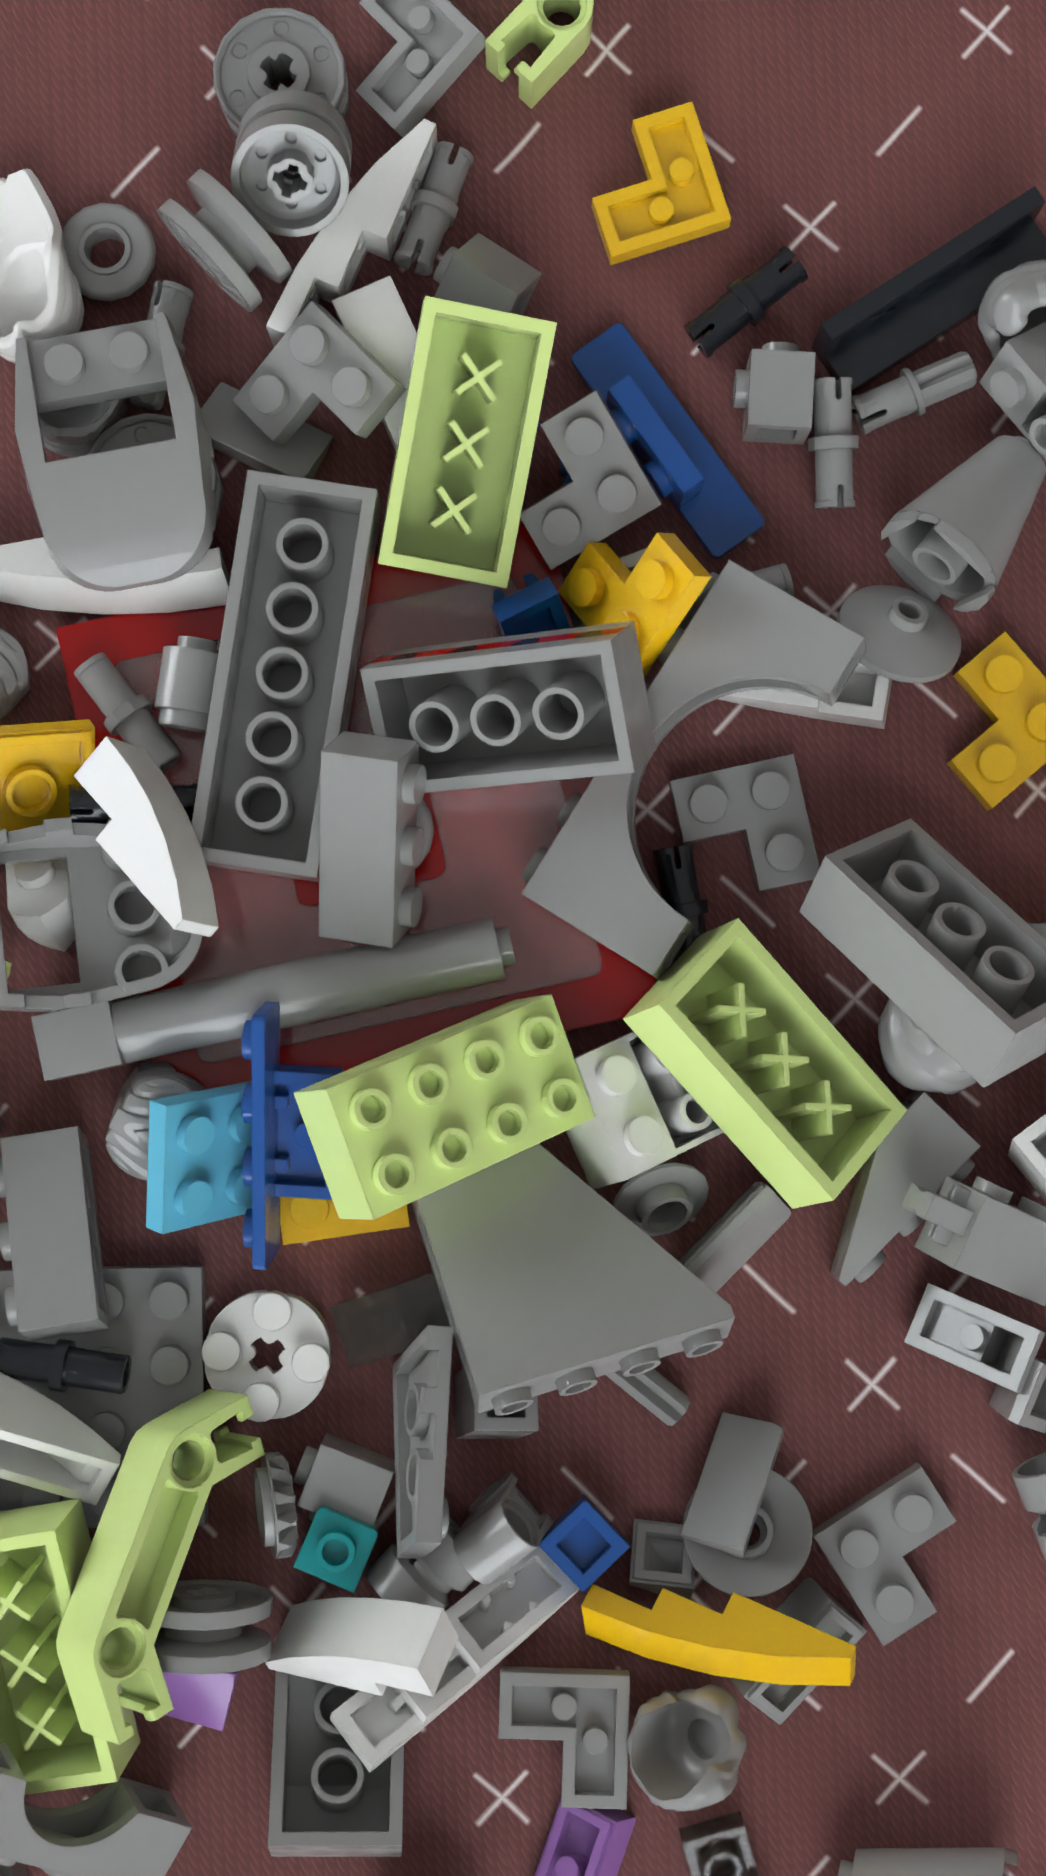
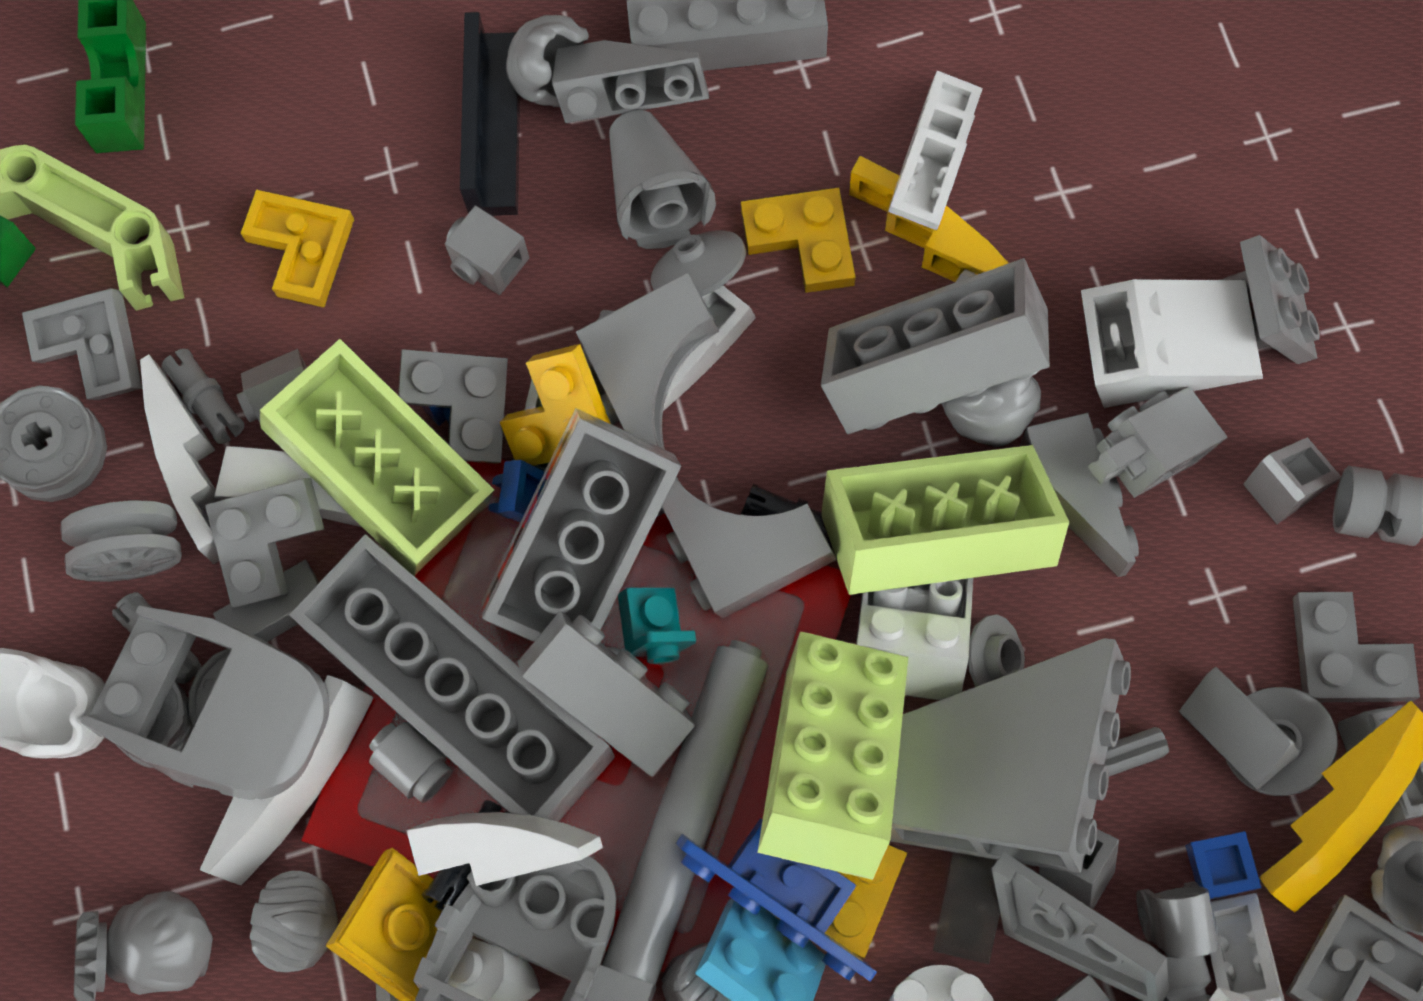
camera: 50 degrees left, 15 degrees down
(116, 223) = (58, 613): light grey piece -> none
(125, 710) = (391, 821): light grey pin -> none
(292, 163) = (103, 459): light grey wheel -> none
(476, 836) = (653, 624): none -> teal bracket
(660, 1558) = (1265, 819): light grey slope -> none
(668, 442) = (496, 334): blue bracket -> none
(736, 1236) = (1049, 614): light grey slope -> none
(746, 301) = (410, 235): black pin -> none
(763, 803) = (758, 424): light grey plate -> none
(833, 443) = (544, 234): light grey pin -> none
(914, 391) = (543, 168): light grey axle -> none
(974, 1338) = (1224, 497): light grey slope -> none

